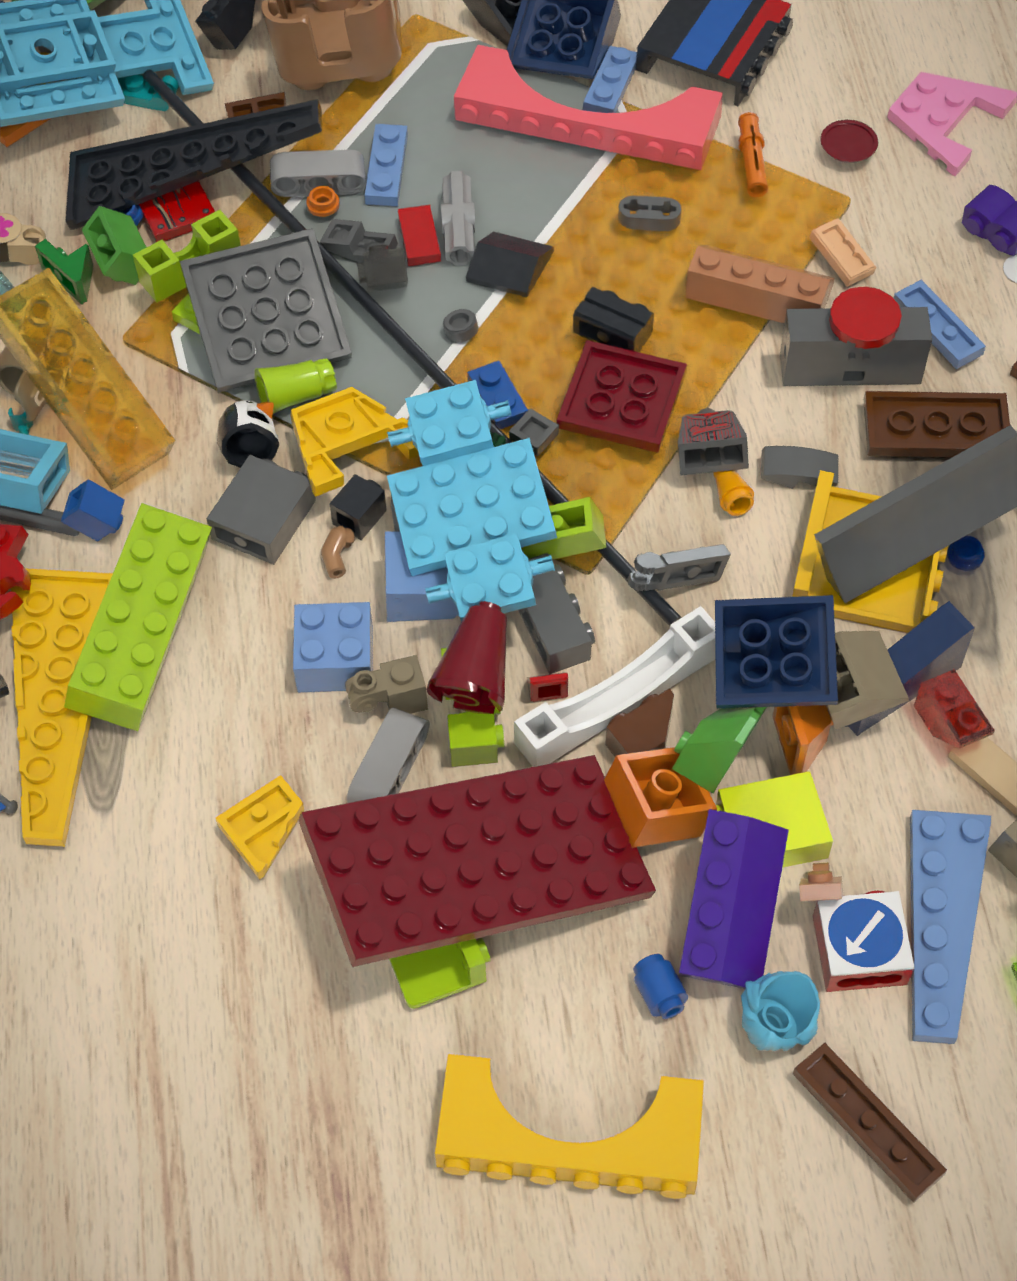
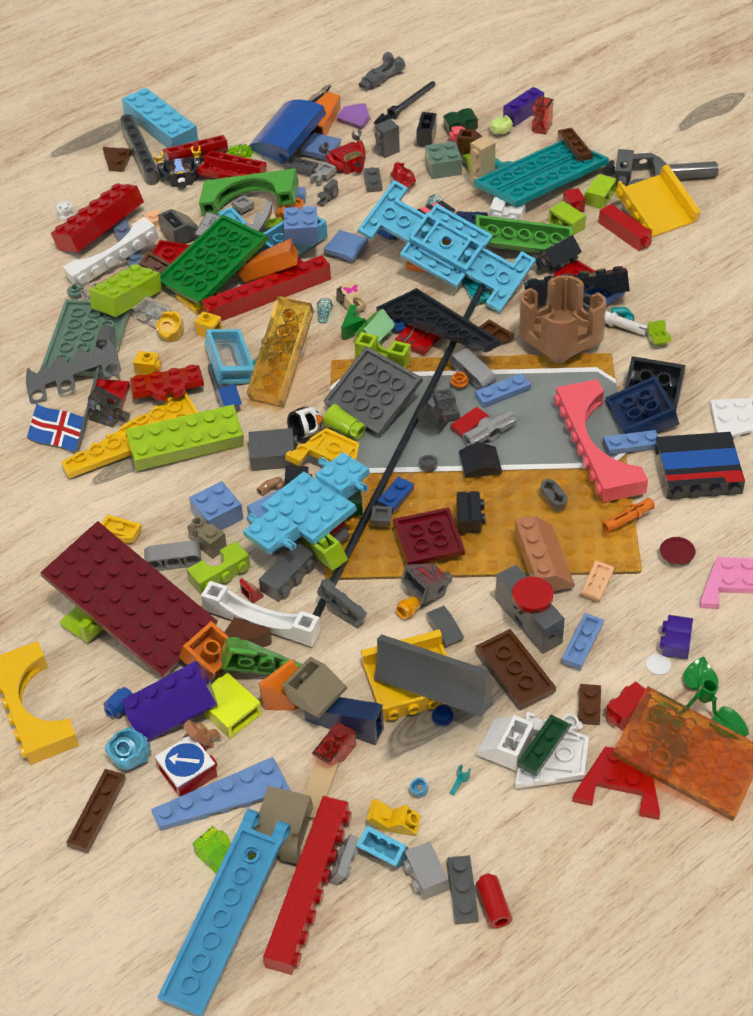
camera: 60 degrees right, 10 degrees down
(474, 662) = (222, 546): dark red cone -> none
(775, 652) = (294, 644): dark blue slope -> none

